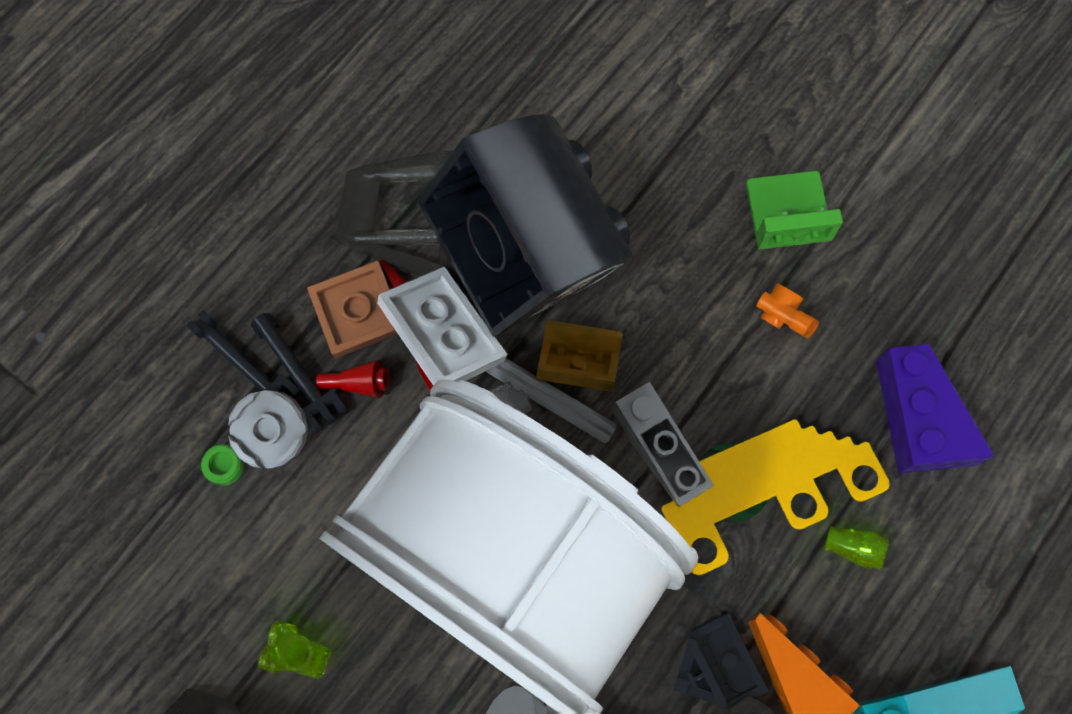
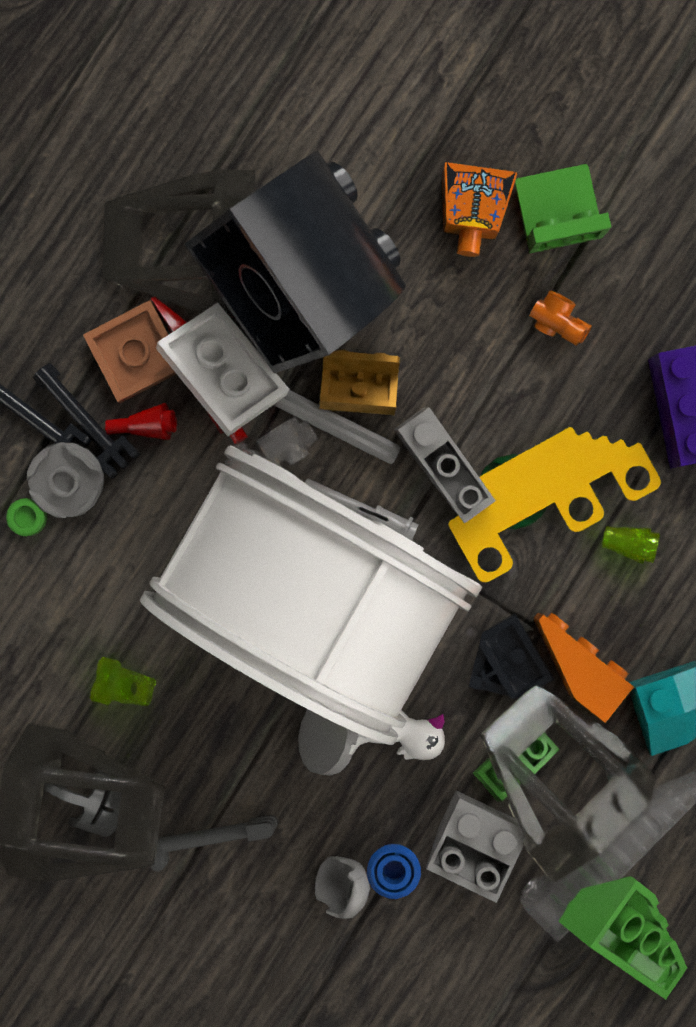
camera: 15 degrees left, 15 degrees up
(706, 197) = (474, 203): none -> orange torso

